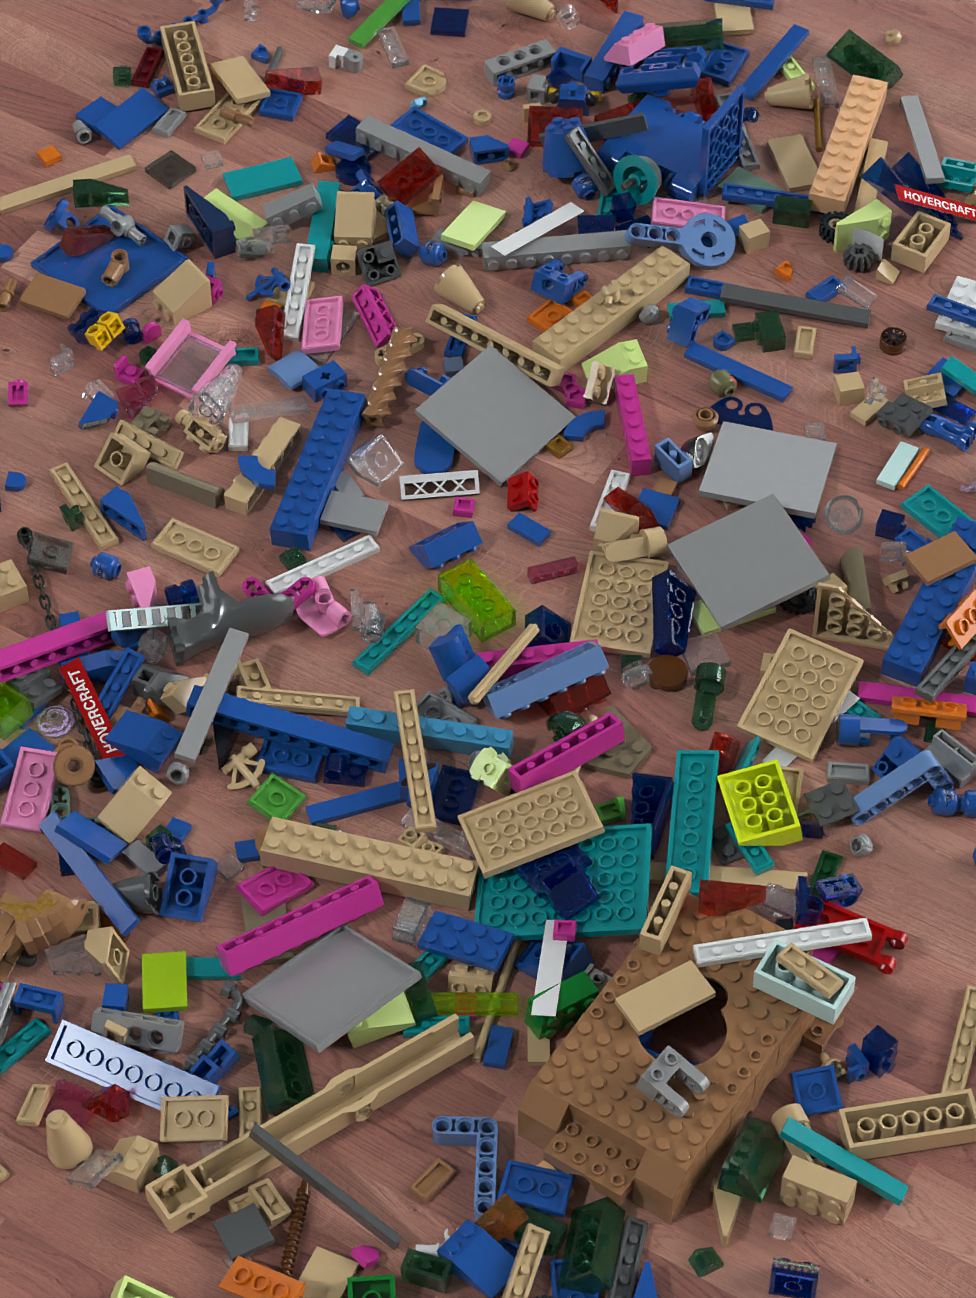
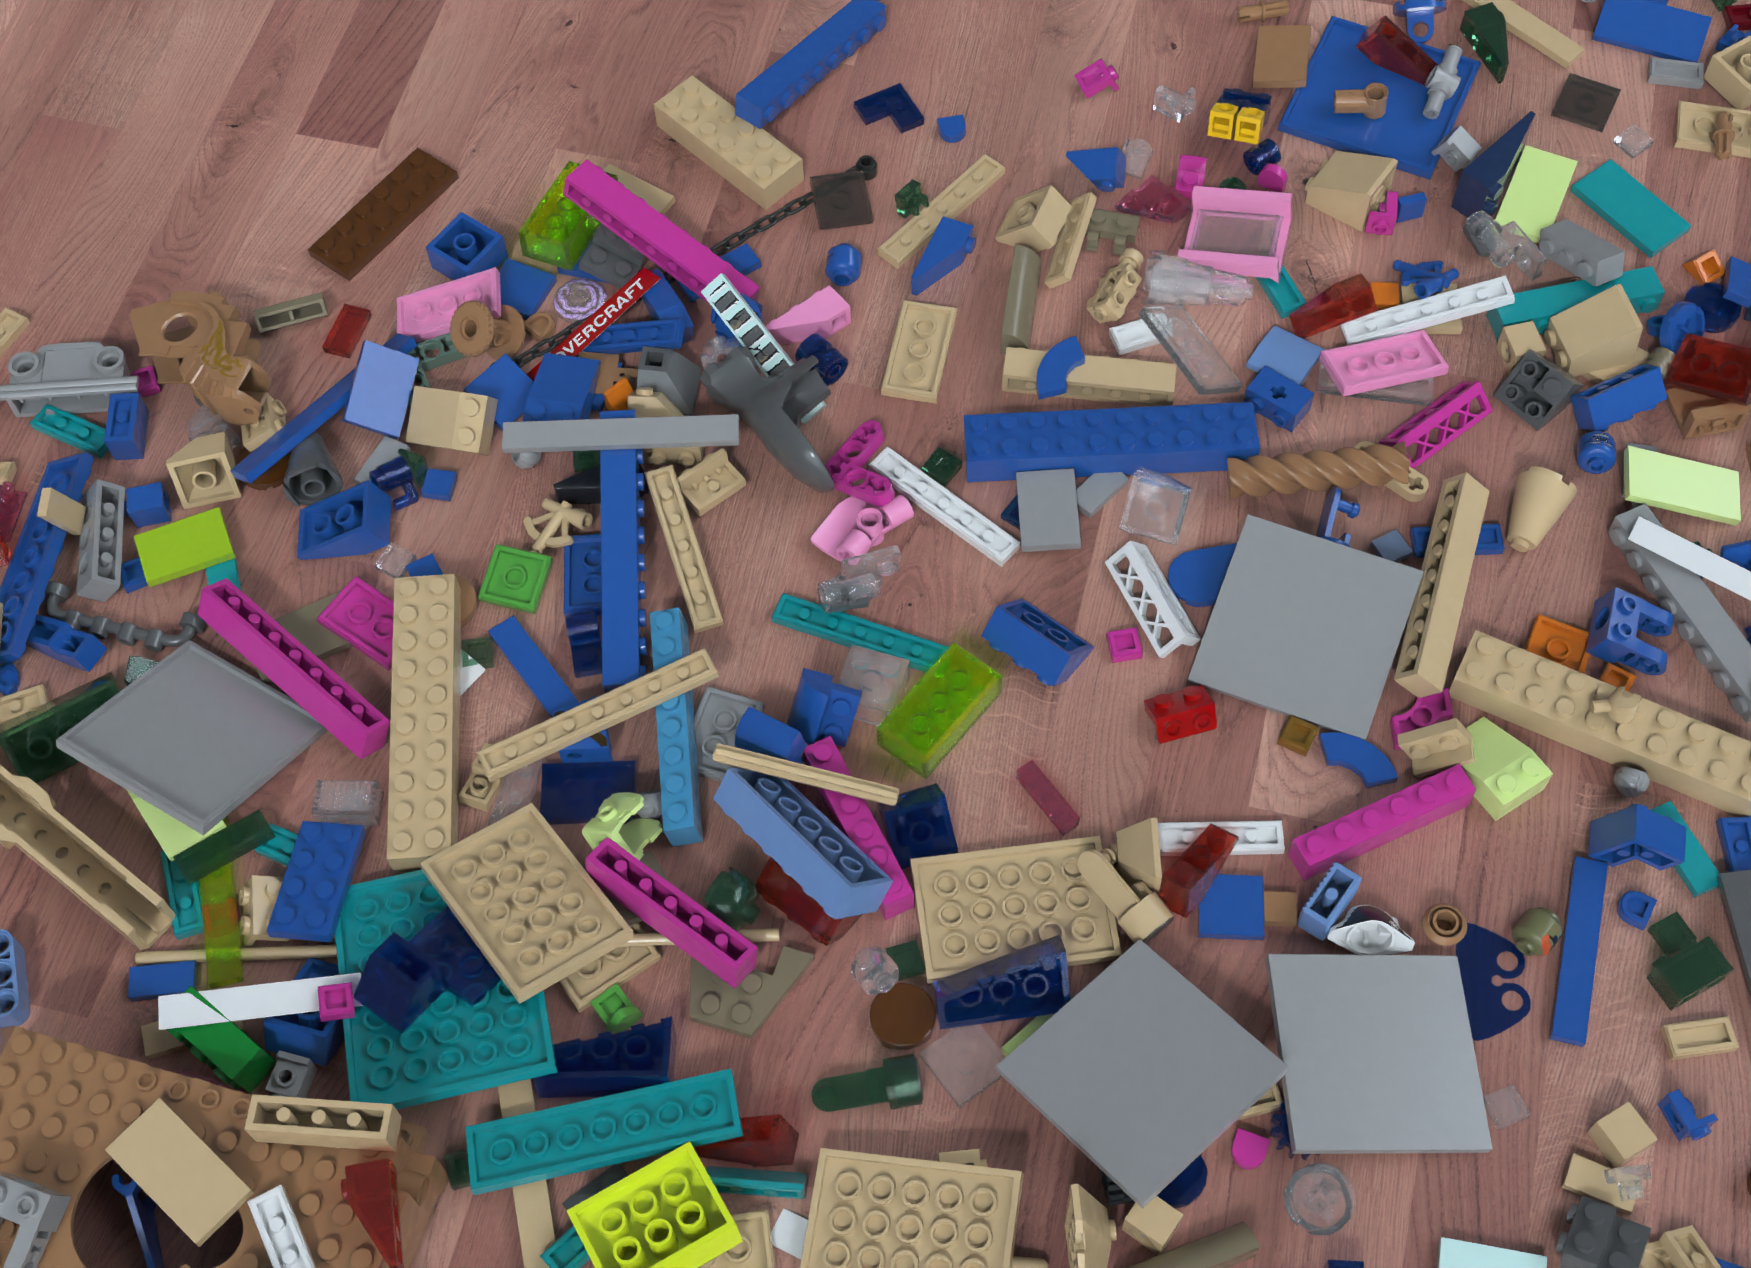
camera: 75 degrees right, 10 degrees up
(528, 529) = (1115, 743): blue tile -> none

